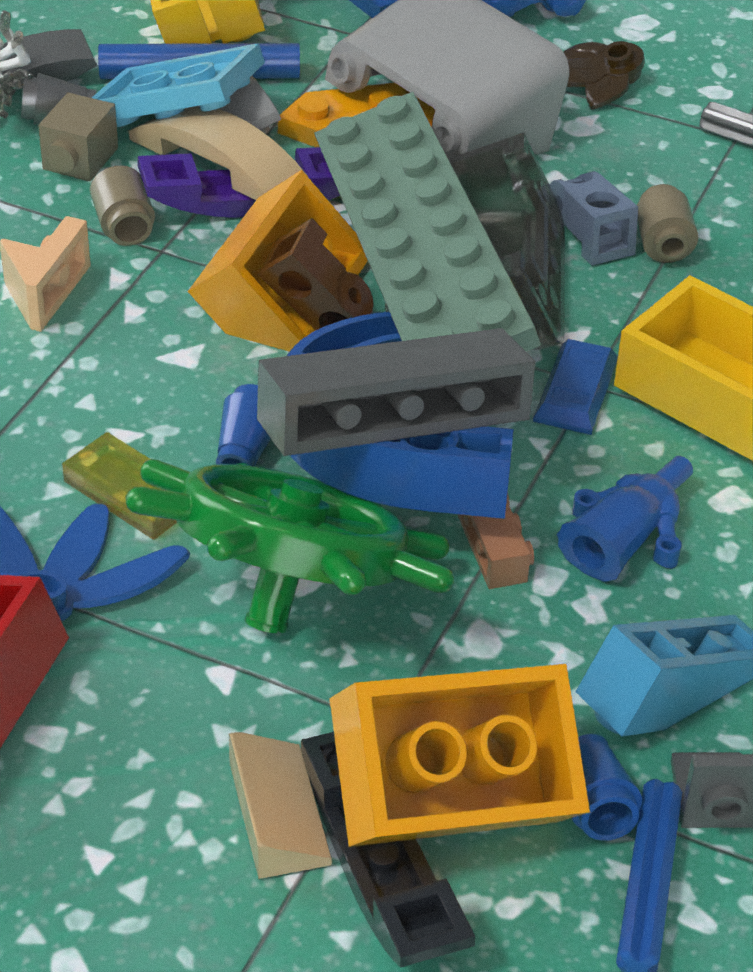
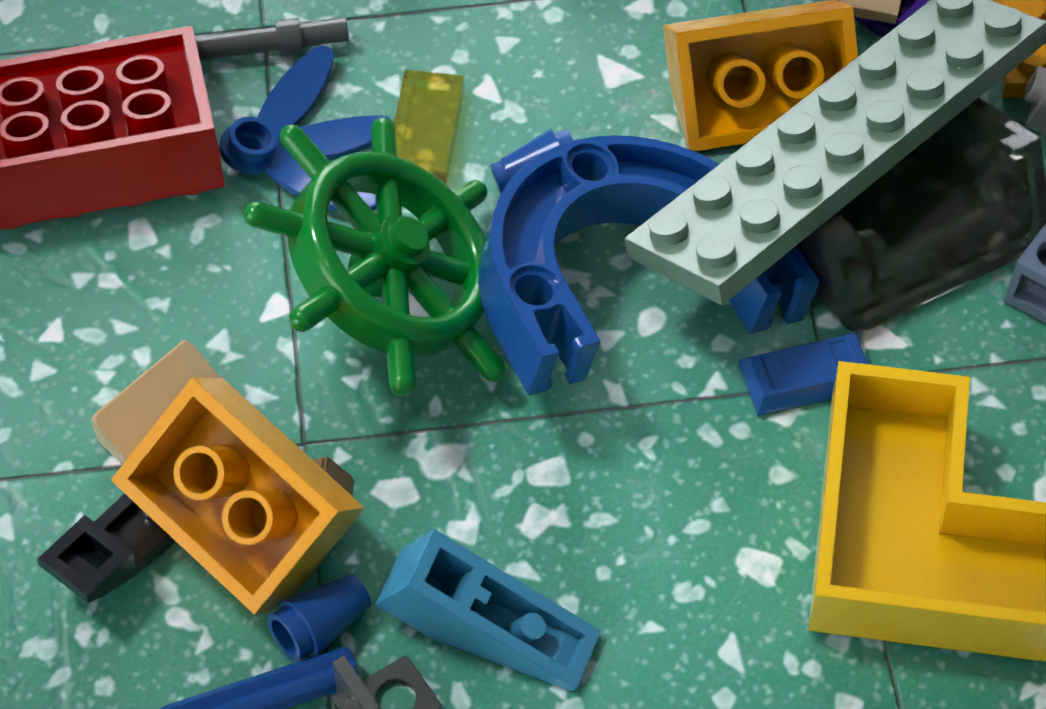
camera: 60 degrees right, 15 degrees up
(314, 279) = (733, 95): reddish brown leg -> none
(394, 390) = (552, 231): dark grey brick -> none
(499, 548) = (542, 417): nougat piece -> none
(621, 518) = (650, 489): blue piece -> none

